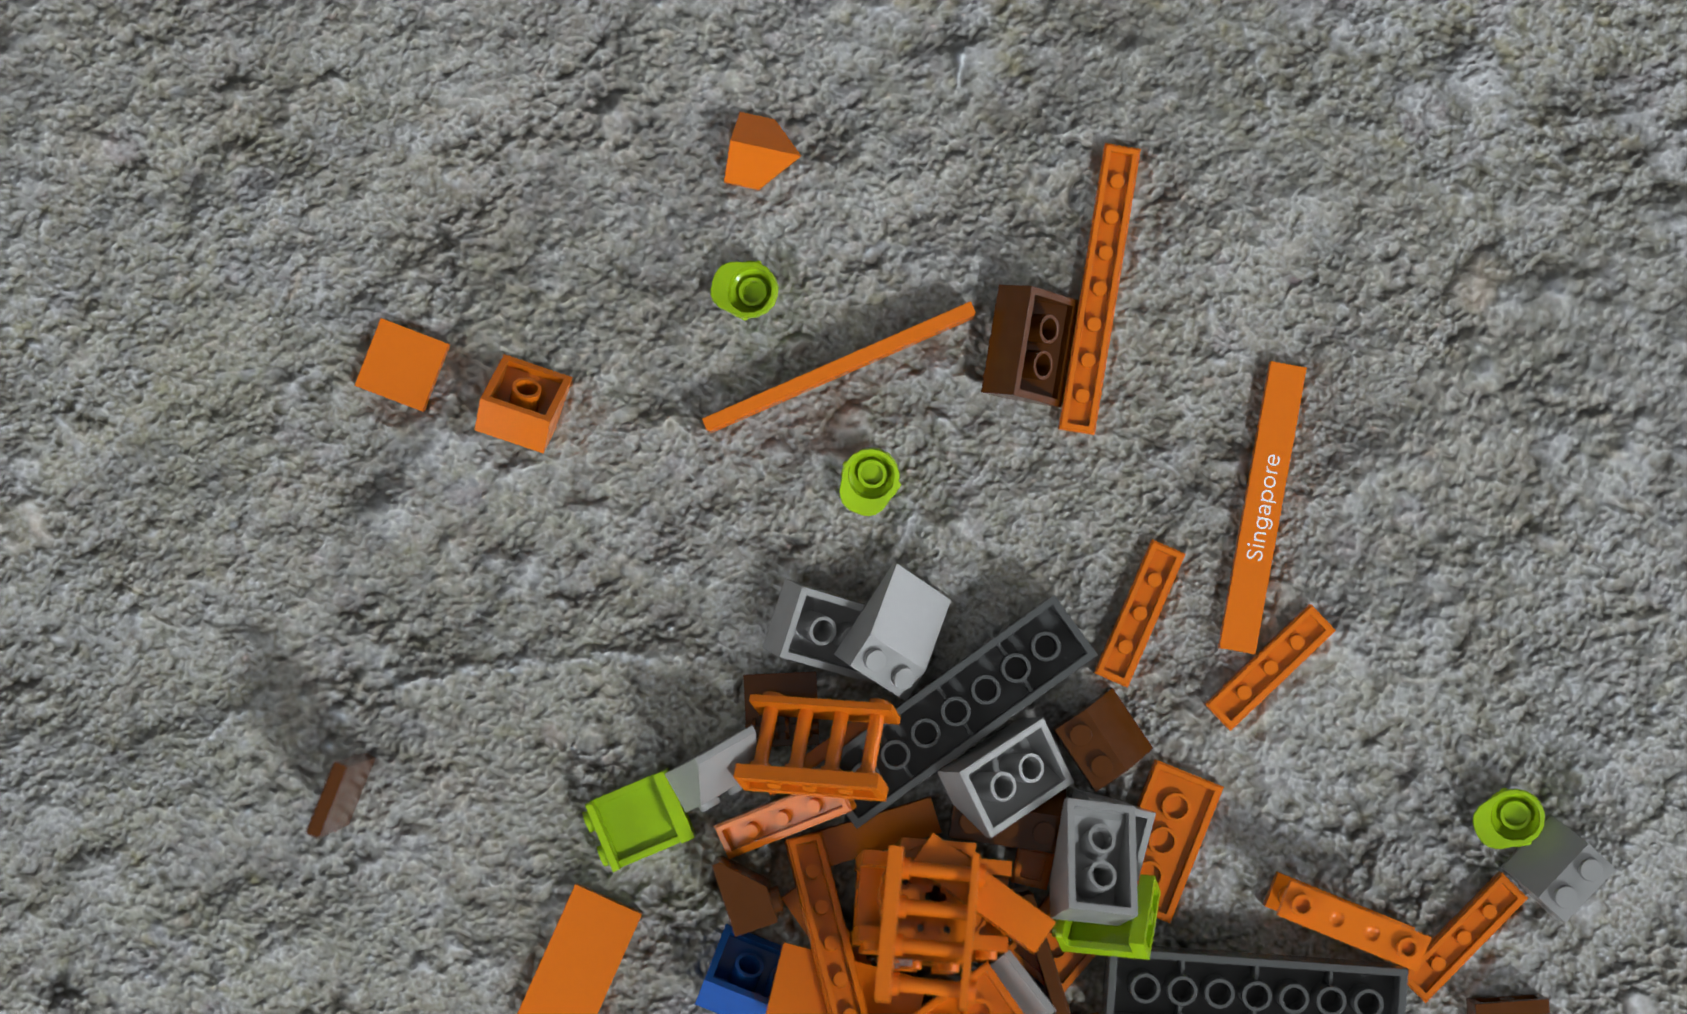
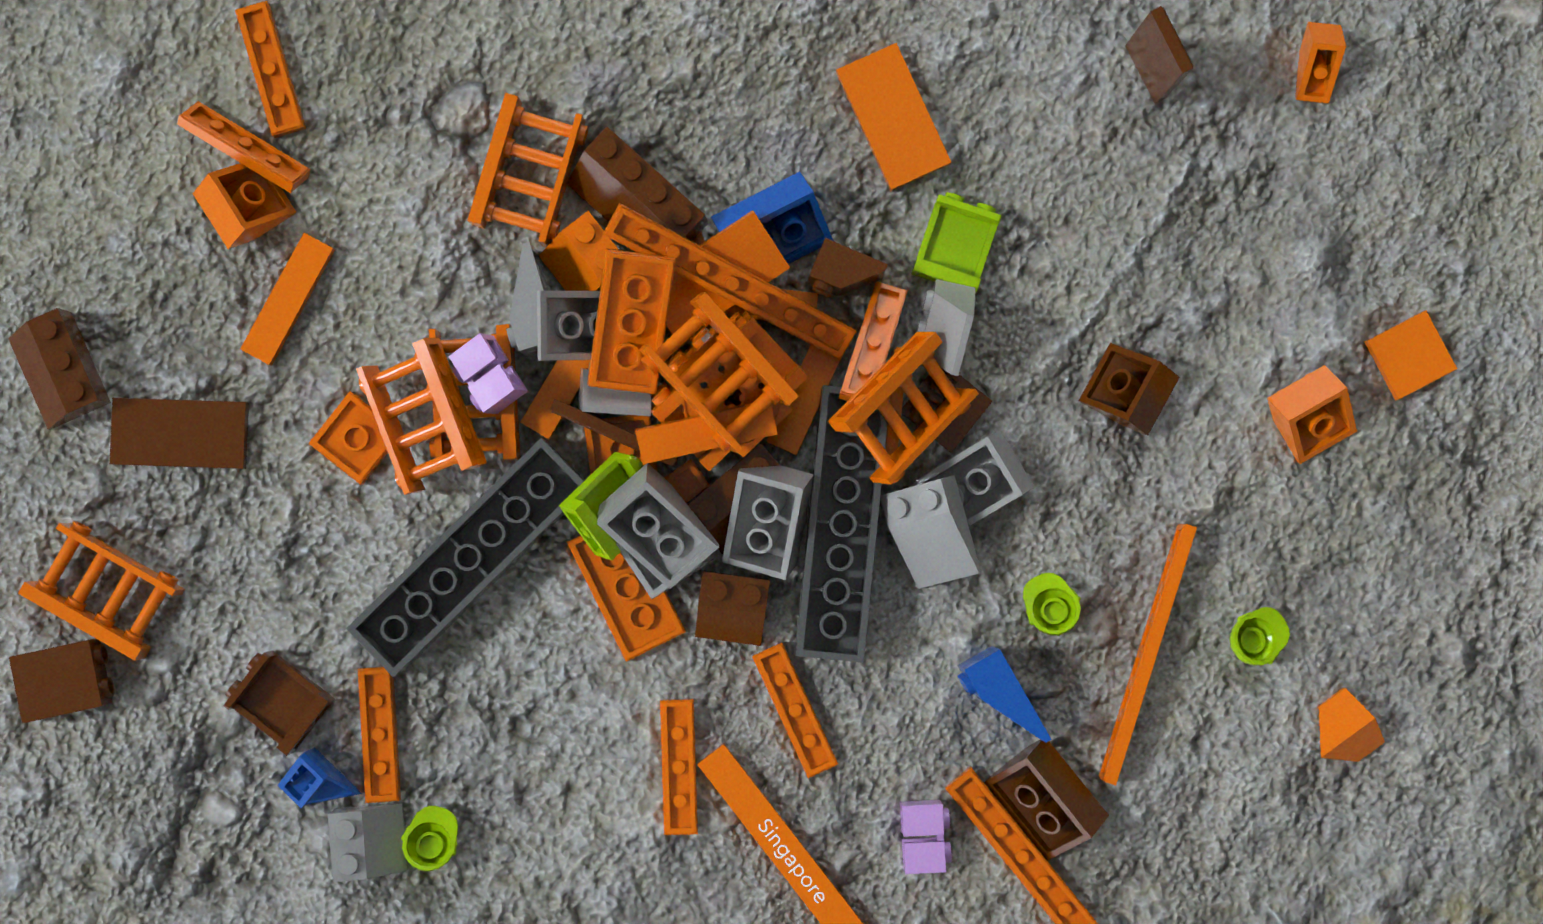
camera: 125 degrees right, 0 degrees up
(223, 653) = (1319, 61): none -> orange slope
(634, 572) = (1129, 388): none -> reddish brown slope
(977, 466) = (996, 684): none -> blue slope
(1161, 404) = (924, 853): none -> lavender piece
(1347, 921) = (462, 664): orange fence -> none
(1546, 956) = (315, 780): none -> blue slope

